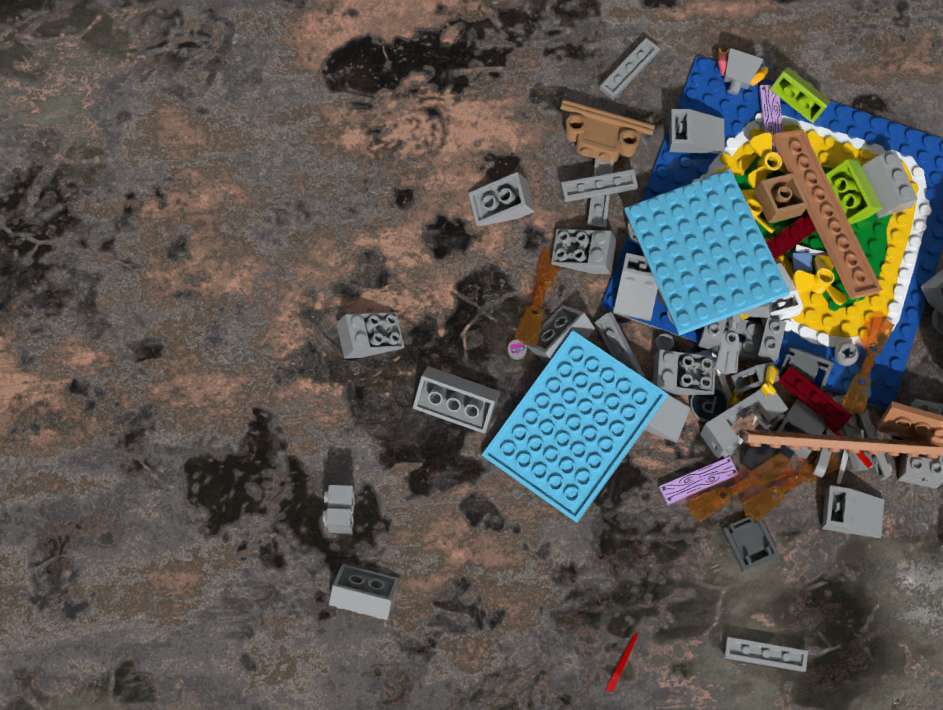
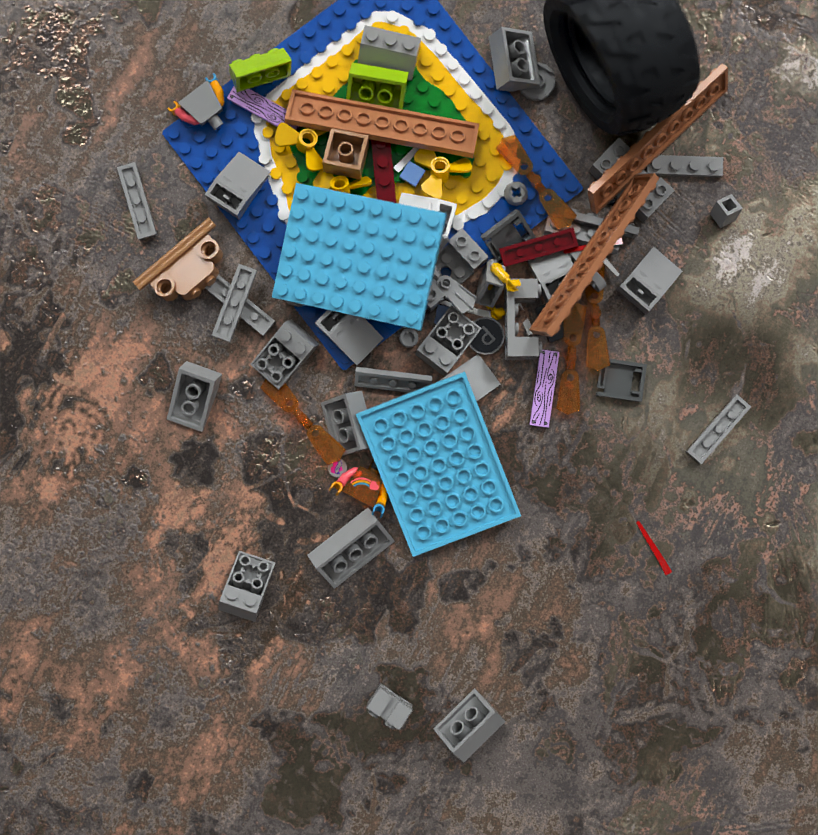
camera: 60 degrees left, 15 degrees up
(515, 377) = (364, 486): none -> torso

